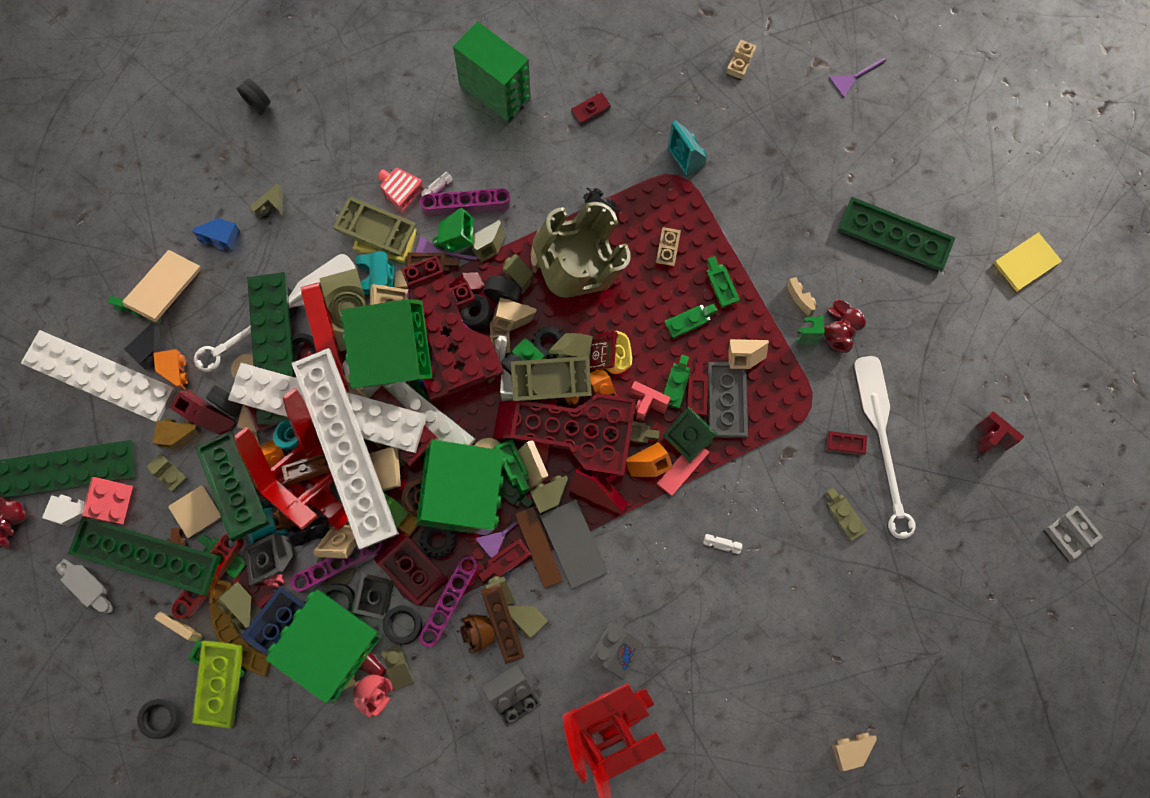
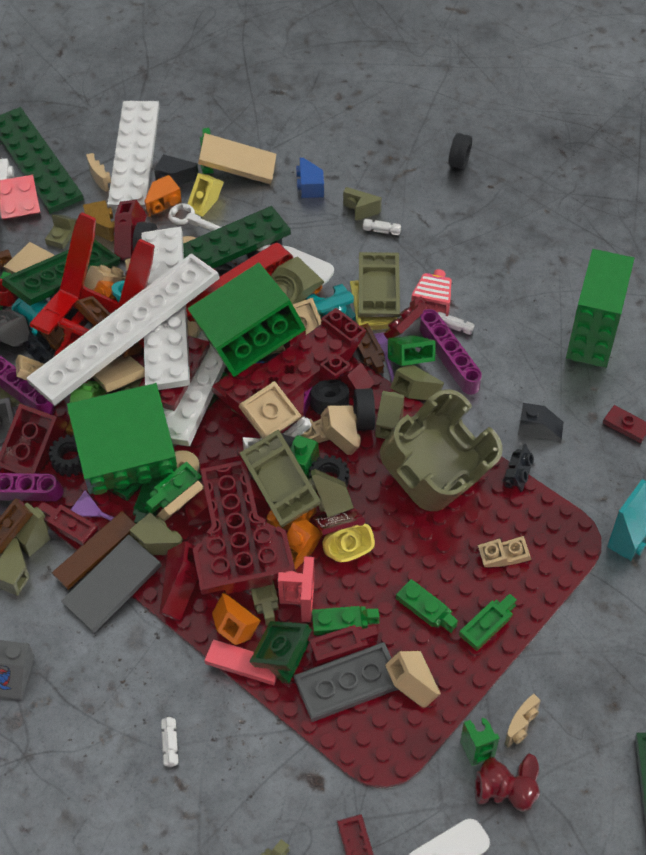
camera: 70 degrees right, 20 degrees down
(112, 417) = (98, 172): none -> tan slope
(189, 330) = (204, 193): none -> light yellow slope
(303, 197) = (381, 227): none -> white axle
(424, 220) = (407, 317): none -> dark red hinge
(485, 361) = (270, 410): none -> tan tile
(564, 170) = (540, 423): none -> black slope

